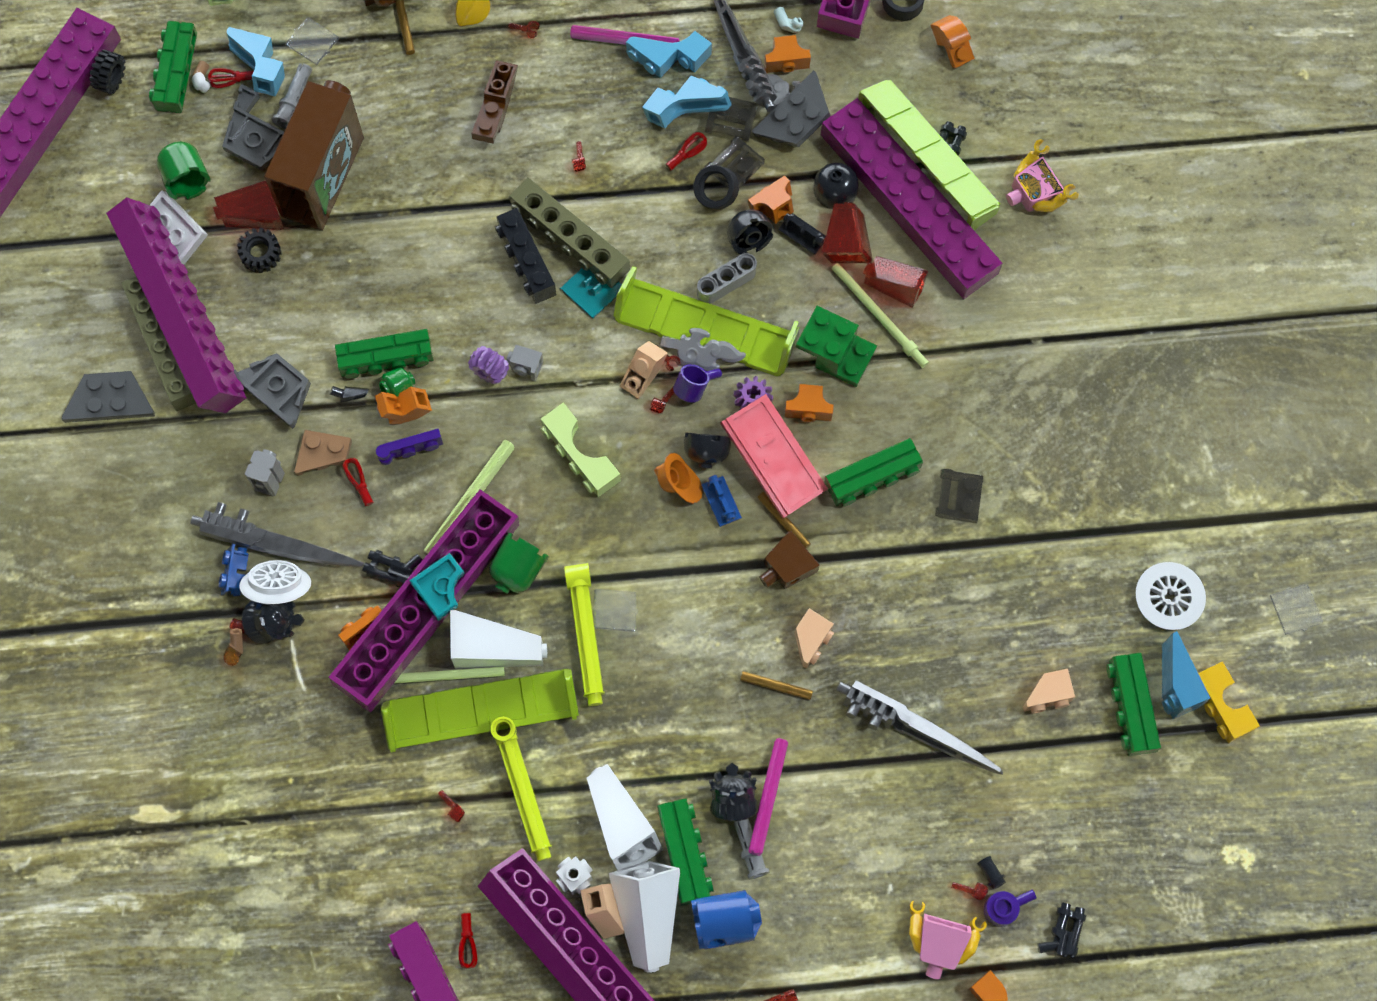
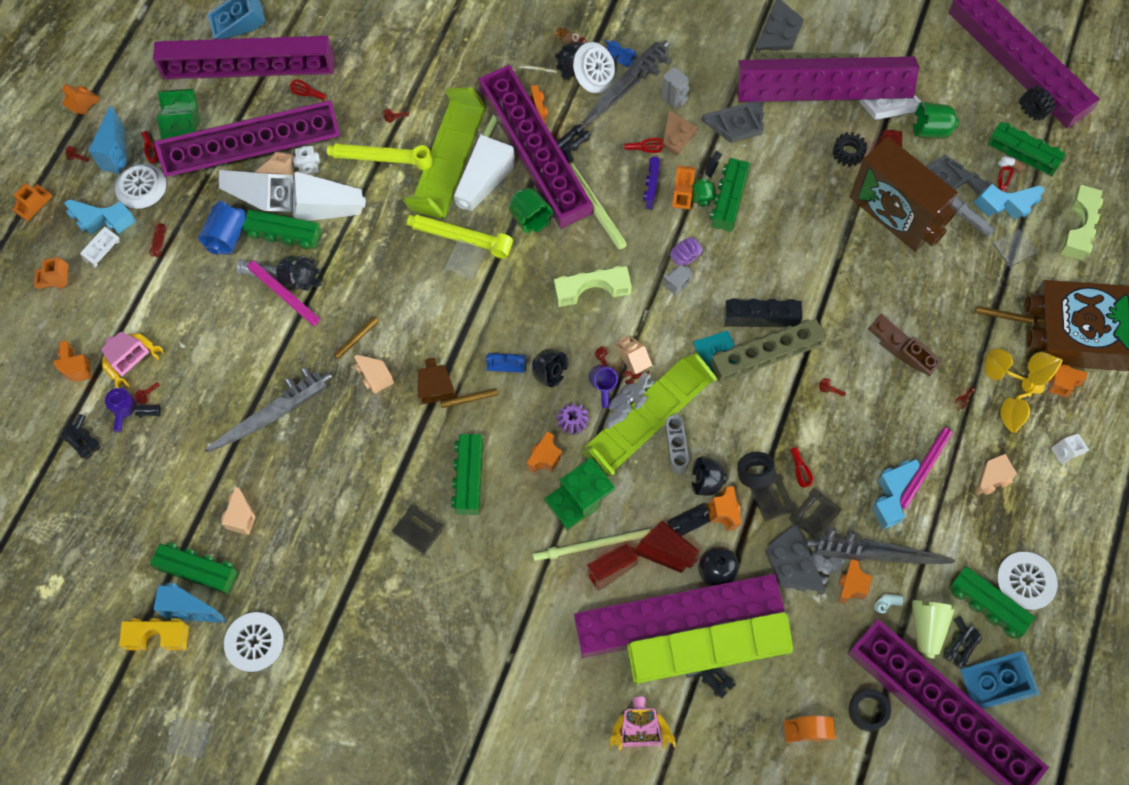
camera: 120 degrees right, 5 degrees down
(437, 585) = (536, 148): teal tile -> none
(679, 478) = (533, 339): orange piece -> none
(693, 97) = (845, 488): medium azure arch -> none
(774, 456) = (516, 407): coral piece -> none

